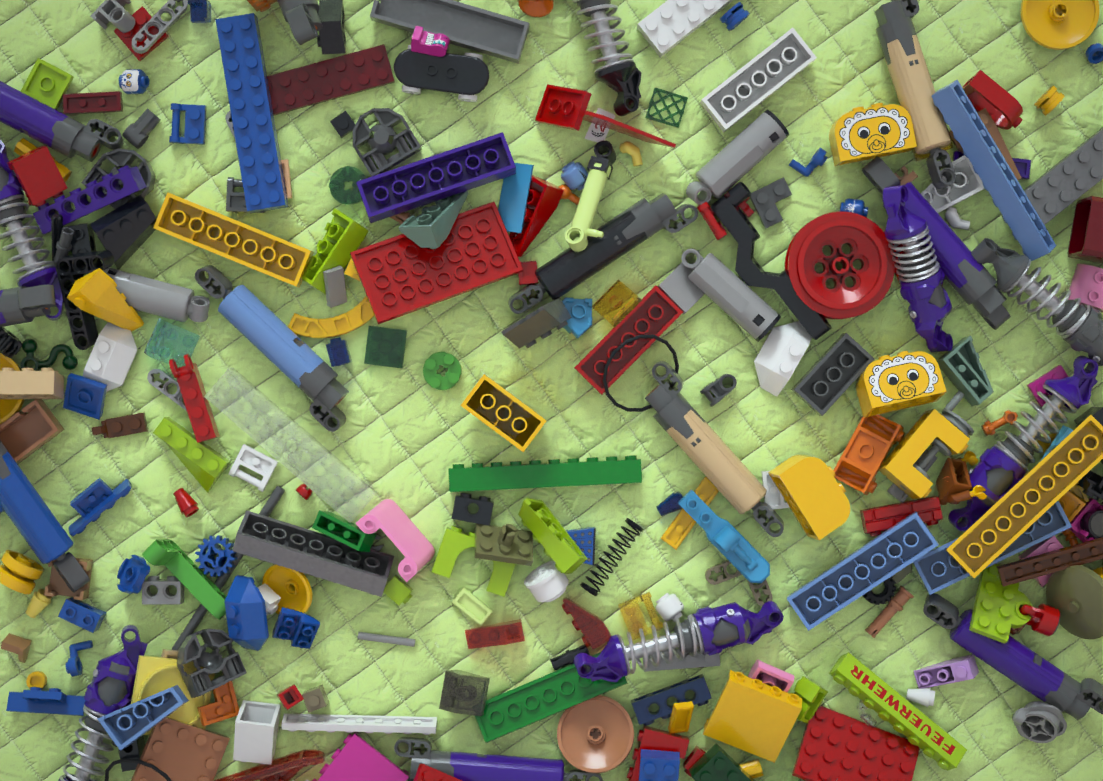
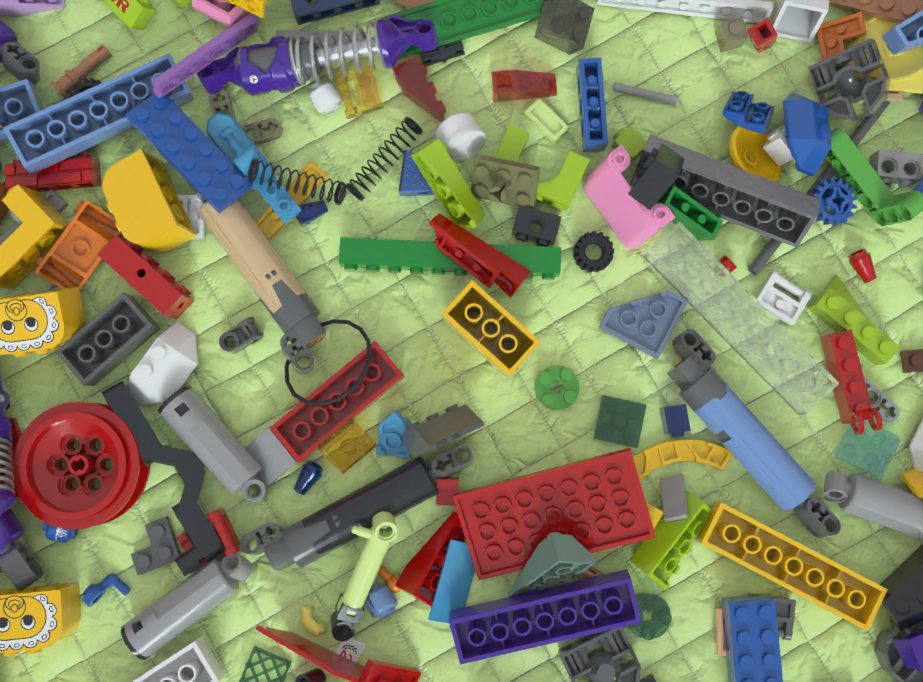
camera: 170 degrees left, 5 degrees down
(371, 435) = (645, 321): none -> sand blue plate
(375, 556) = (655, 175): none -> black brick
(409, 492) = (588, 264): none -> black tyre
(433, 621) = (592, 105): none -> blue brick
(520, 475) = (478, 257): none -> red wedge
(648, 273) = (308, 476): none -> clear blue cone
(715, 526) = (252, 174): none -> black piece
(776, 630) = (205, 55): none -> medium lavender tile
(778, 543) = (189, 151): none -> blue plate
(815, 439) = (147, 277): none -> red brick

